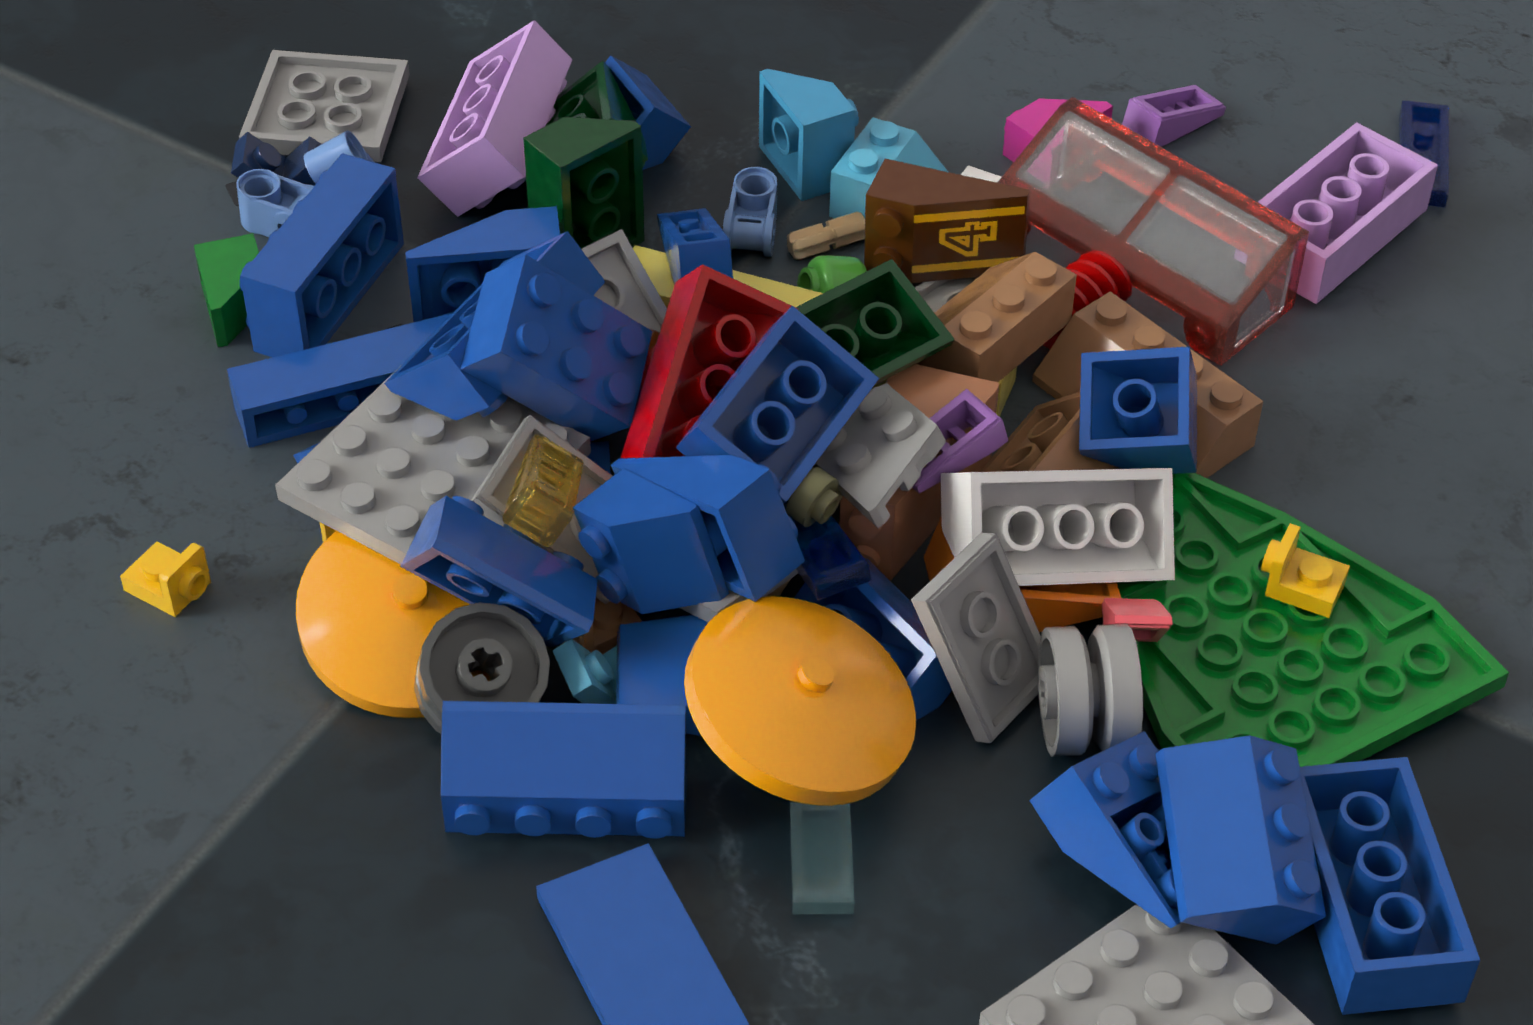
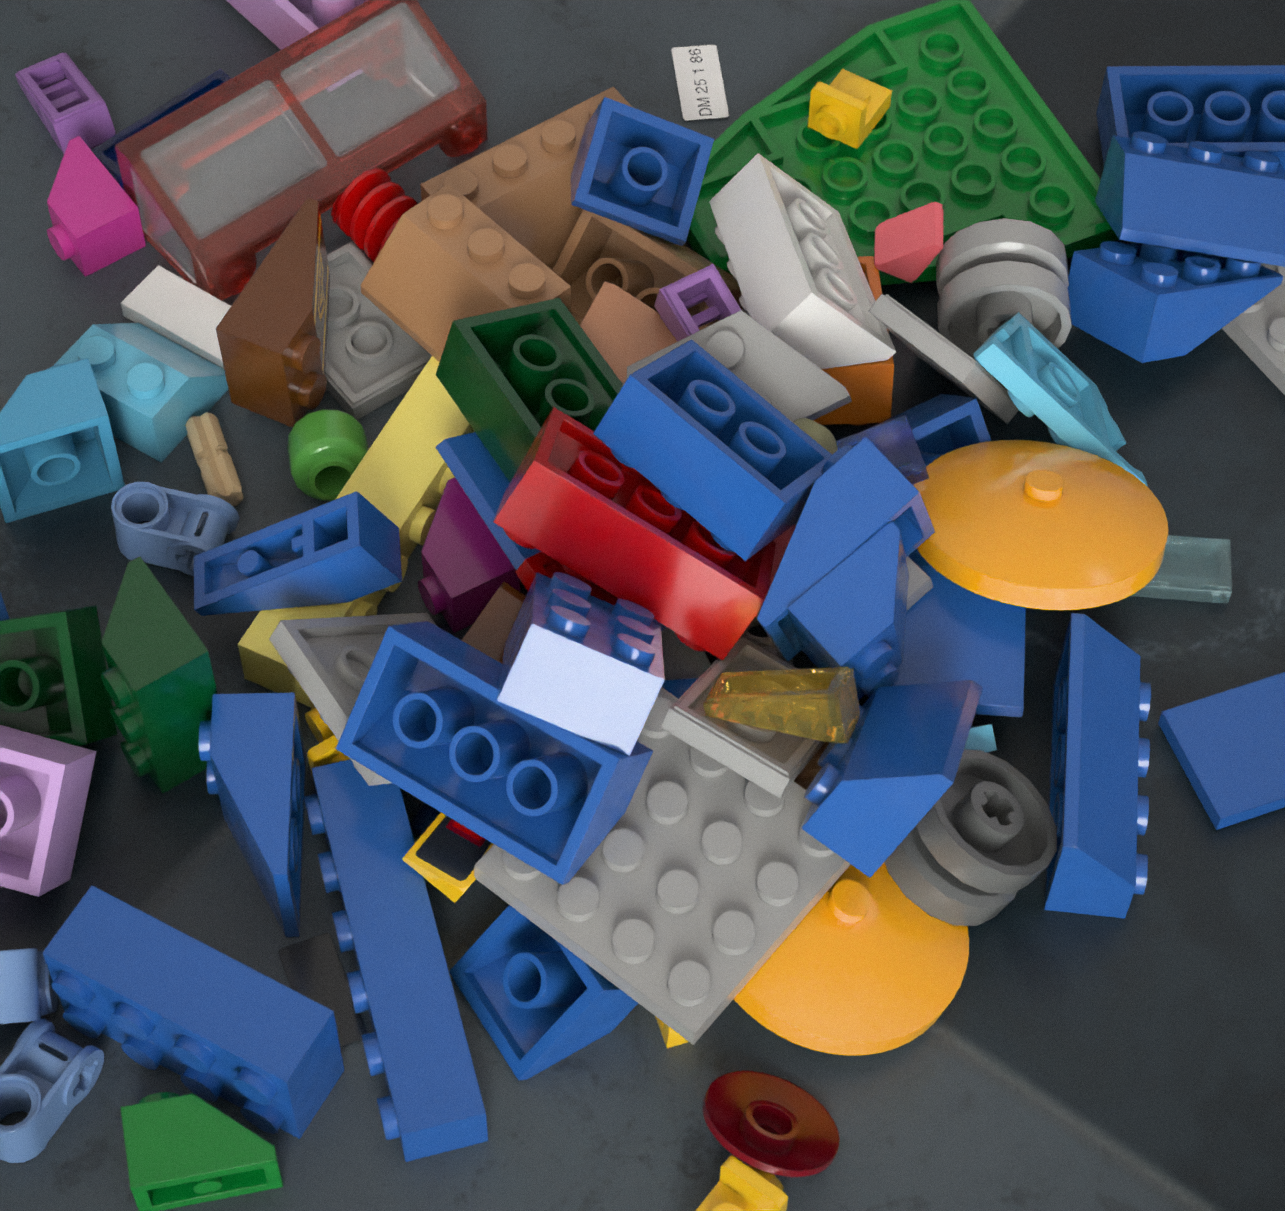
camera: 85 degrees left, 10 degrees up
(250, 564) = (770, 1123): none -> dark red dish
(973, 729) = (1053, 389): none -> medium azure wing
(1337, 499) = (700, 82): none -> white sticker

